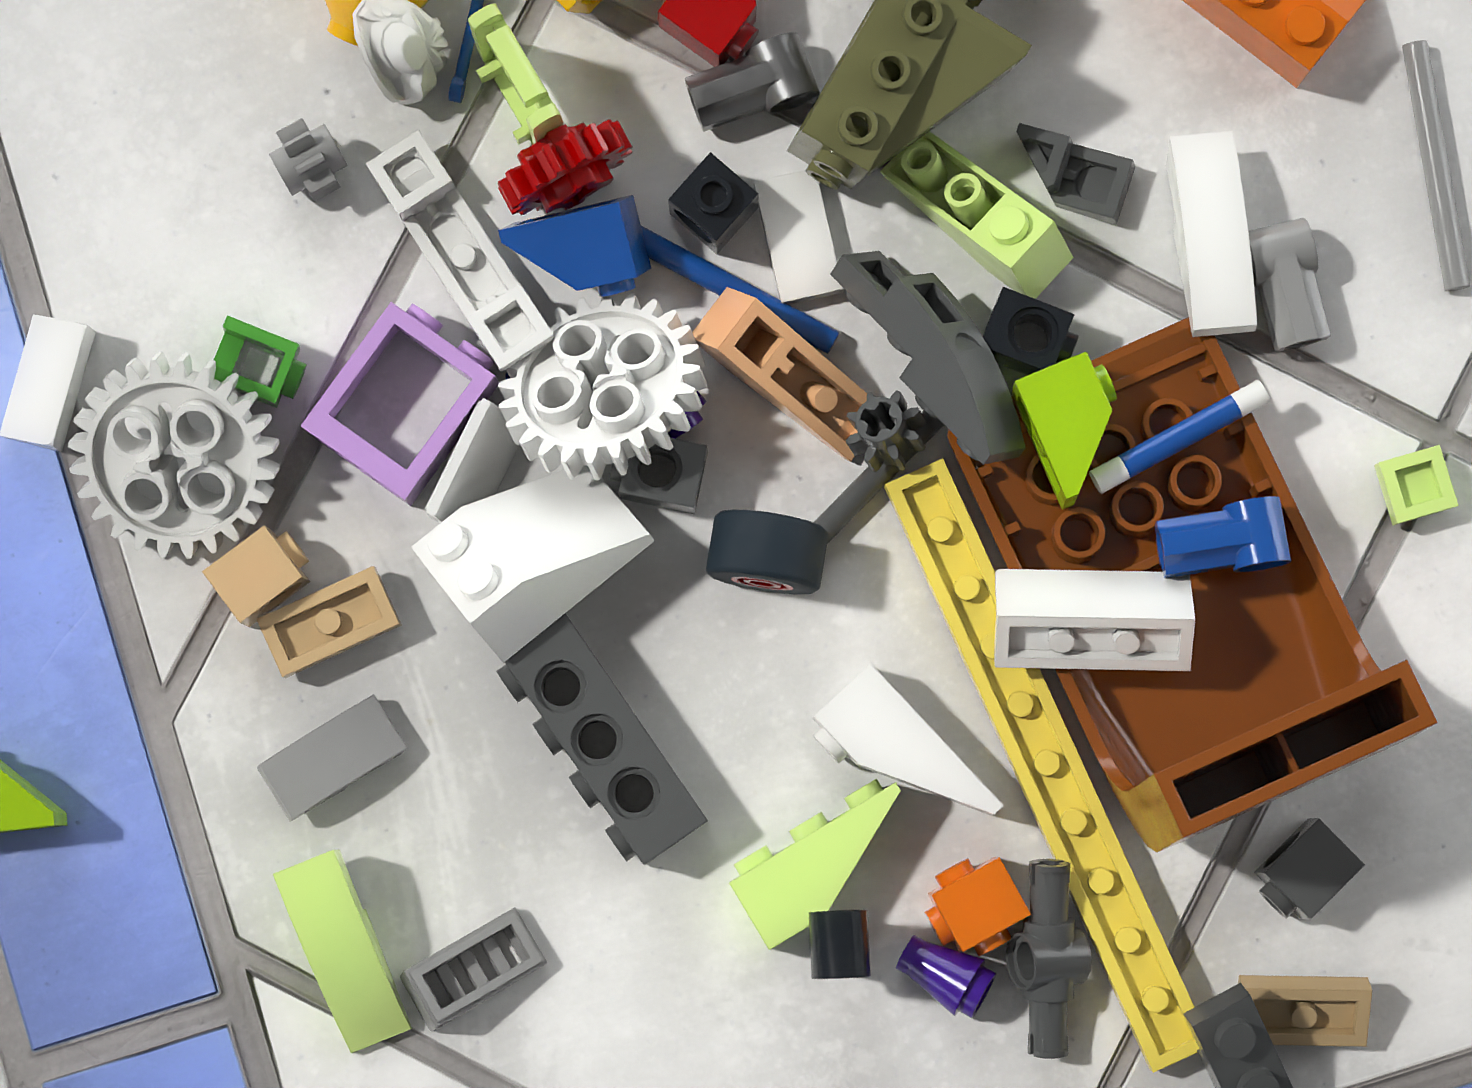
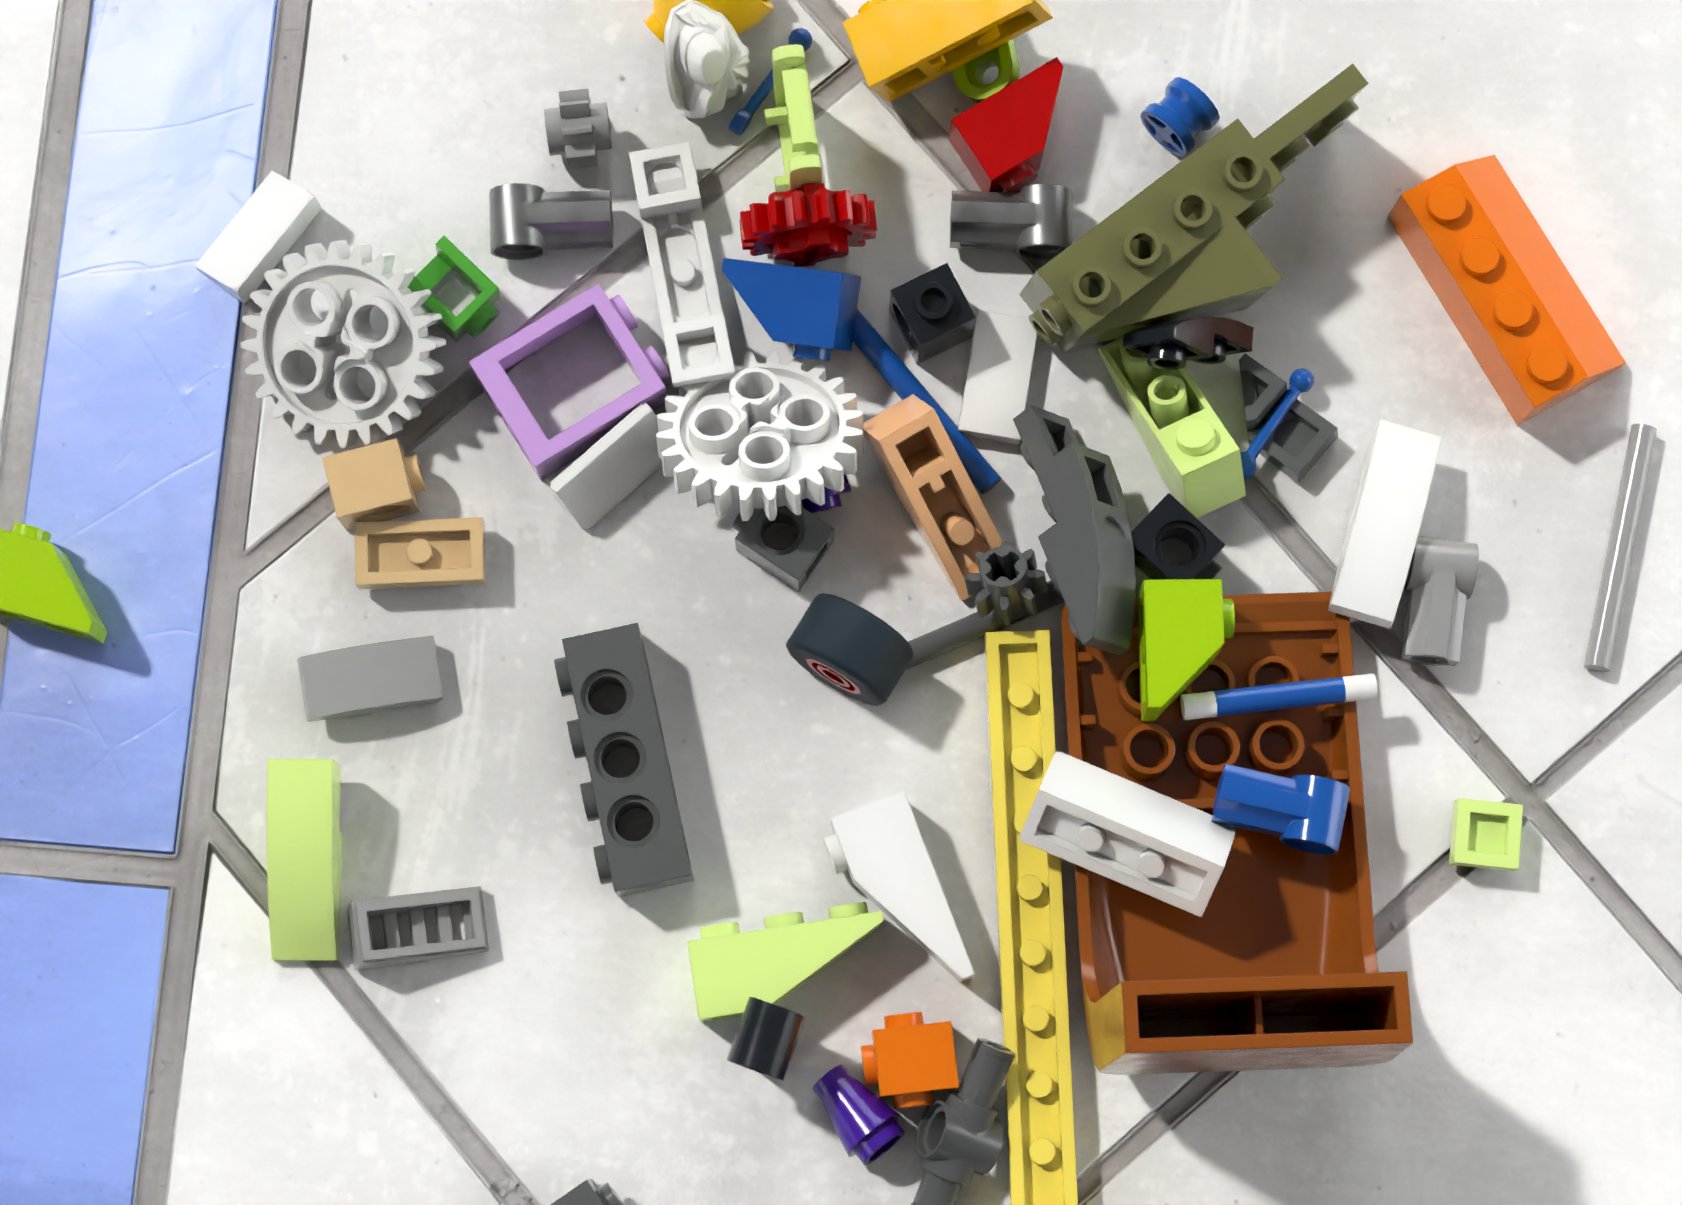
camera: 20 degrees right, 5 degrees down
(301, 265) = (531, 221): none -> flat silver piece
(531, 554) = (629, 563): white slope -> none
(953, 142) = (1194, 339): none -> black slope
(1081, 129) = (1300, 382): none -> blue hinge
(1307, 870) = (1239, 1155): dark grey brick -> none

